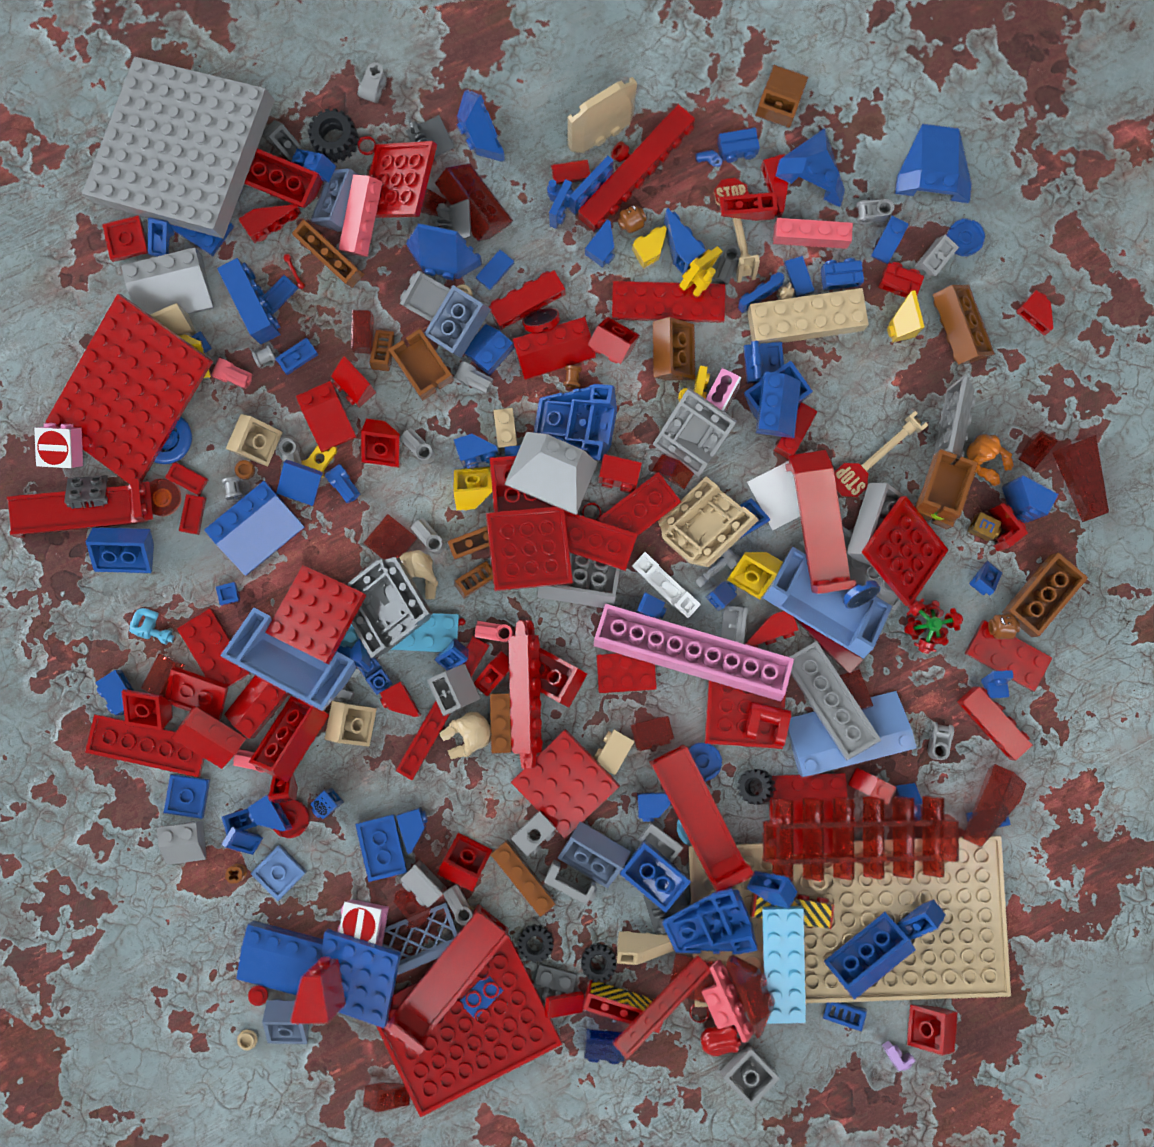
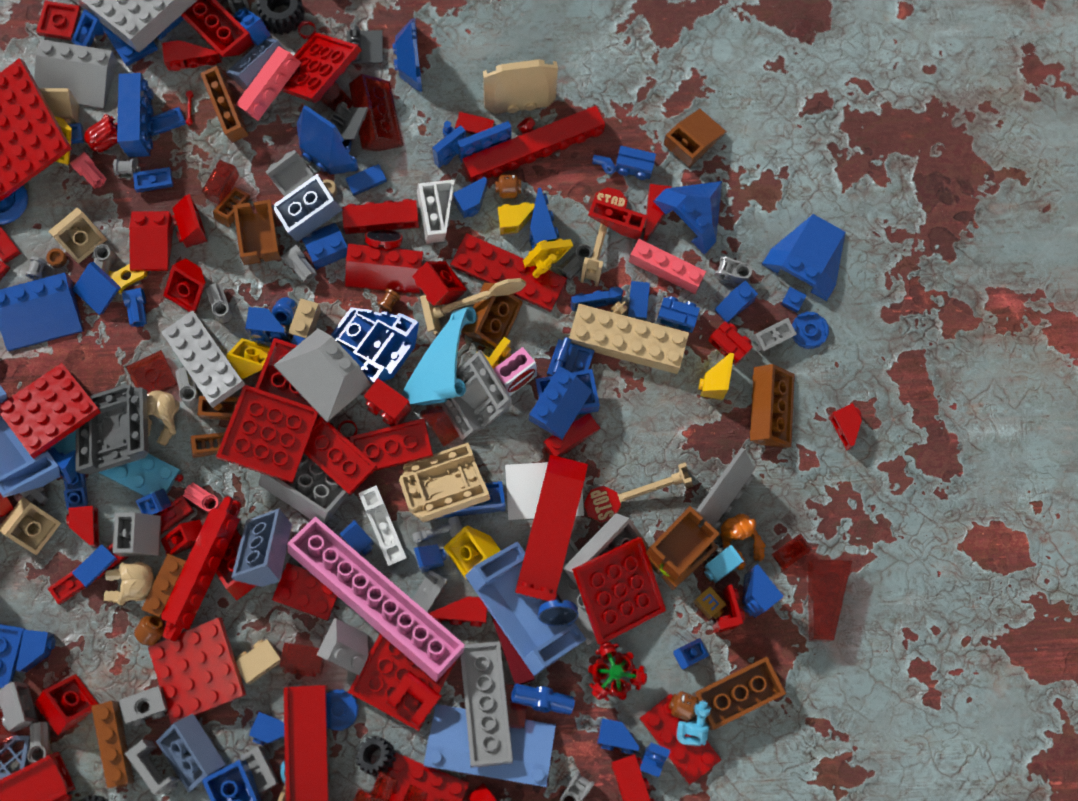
camera: 20 degrees right, 10 degrees down
(228, 333) = (102, 134): none -> red piece
(427, 733) = (94, 565): none -> blue tile
(433, 505) = (203, 359): none -> light grey plate
(483, 427) = (284, 310): none -> blue head
(506, 767) = (149, 630): none -> dark orange head
(574, 270) = (434, 207): none -> white wedge
(574, 653) = (262, 549): none -> sand blue slope
(619, 371) = (433, 313): none -> tan piece
(651, 420) = (435, 374): none -> medium azure panel
(686, 706) = (345, 647): none -> light grey slope
(877, 674) = (542, 699): none -> blue piece
(939, 214) = (793, 299): none -> blue plate
(953, 677) = (615, 734): none -> blue slope
(985, 487) = (723, 564): none -> medium azure slope
(1024, 642) = (696, 728): none -> medium azure piece

